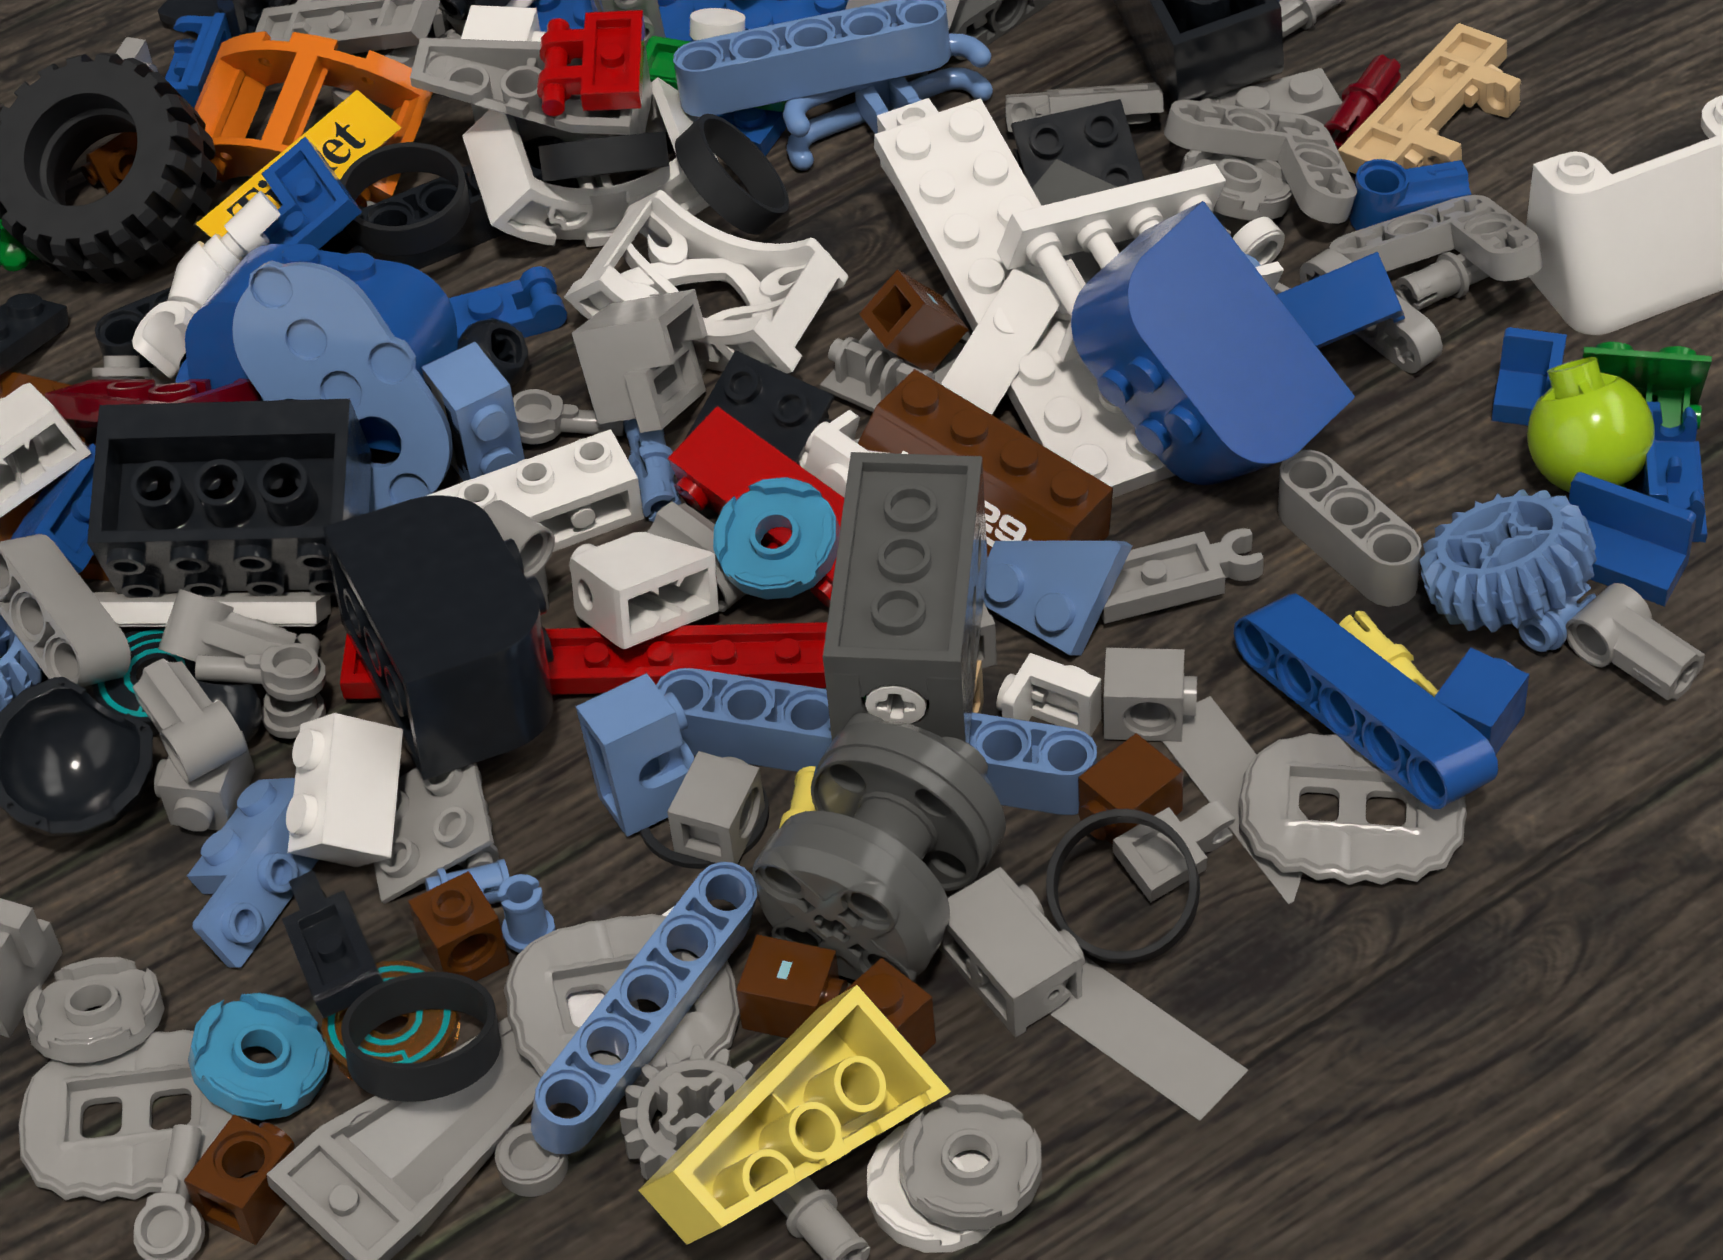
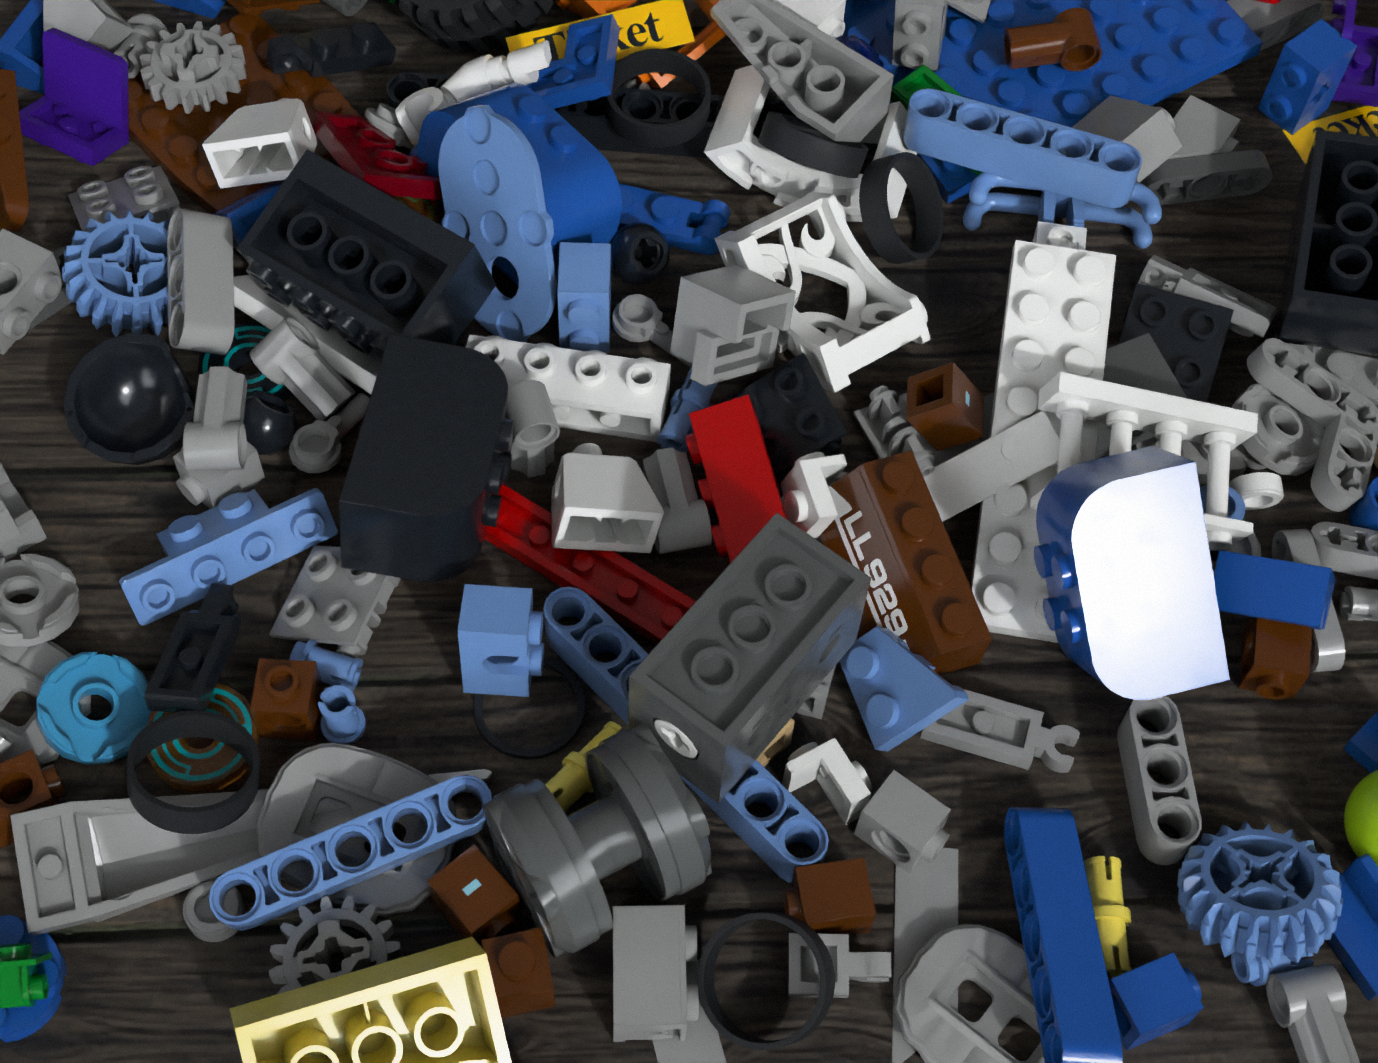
camera: 25 degrees right, 10 degrees up
(285, 671) = (318, 421): light grey plate -> none
(344, 790) = (282, 541): white brick -> none
(610, 66) = (851, 79): red plate -> none
(715, 22) = (974, 82): white tile -> none
(716, 808) = (530, 716): light grey brick -> none
(784, 569) = (695, 506): dark azure tile -> none
(1377, 370) = (1274, 658): none -> reddish brown brick

